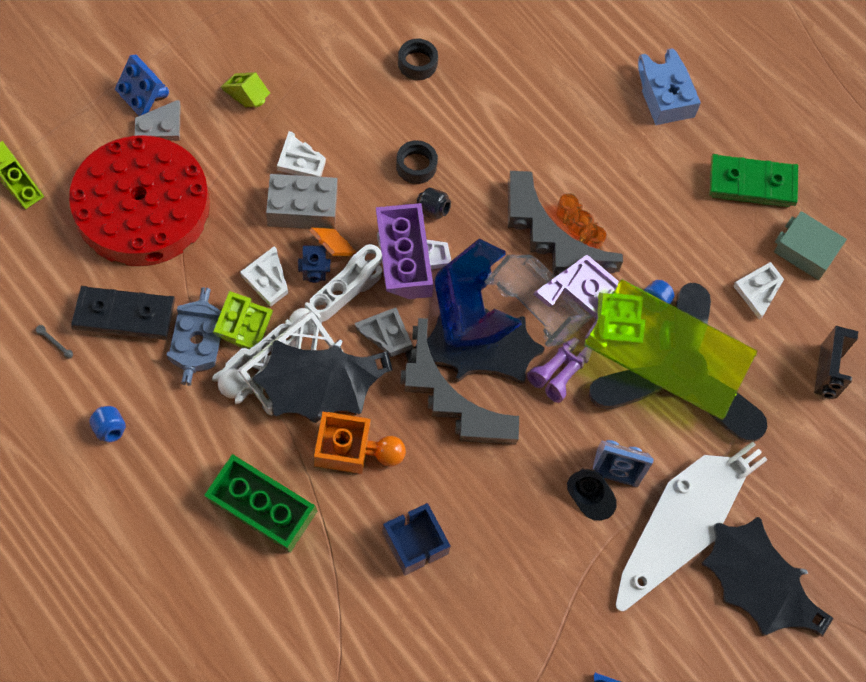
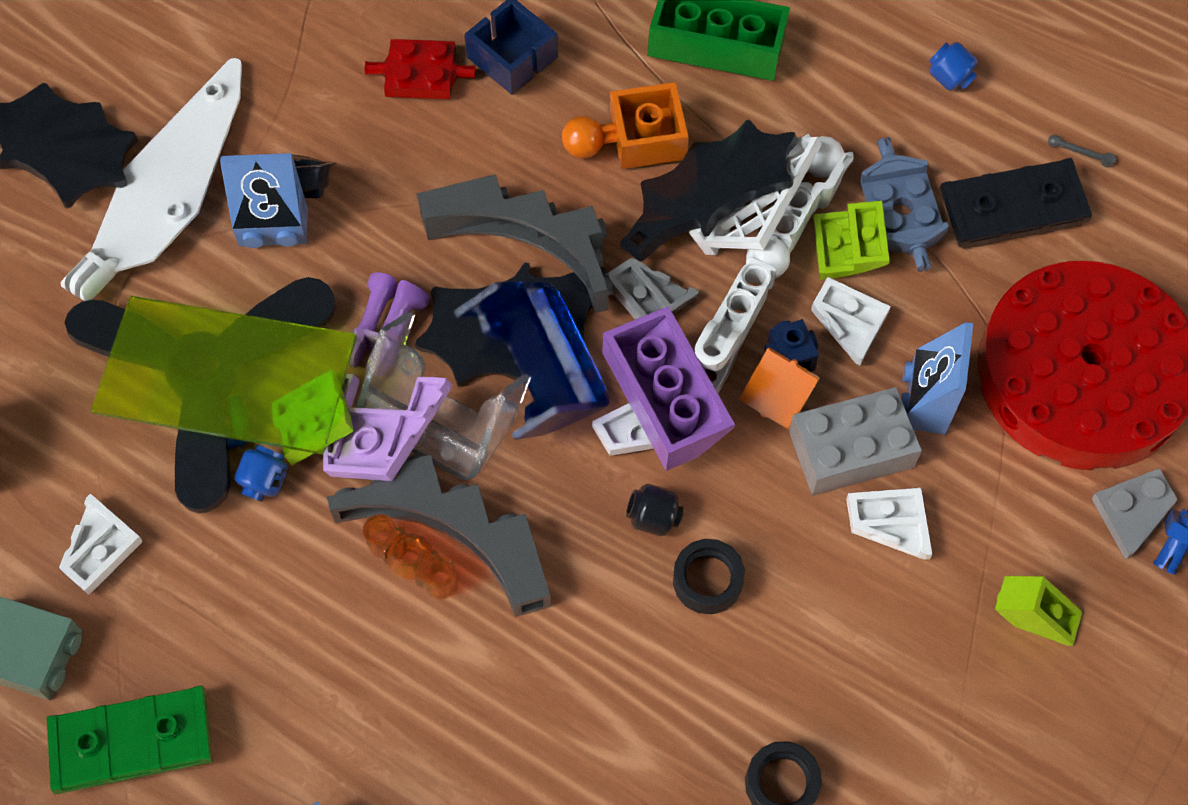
camera: 170 degrees right, 0 degrees up
(239, 206) = (937, 380): none -> medium blue slope
(486, 554) = (420, 69): none -> red plate

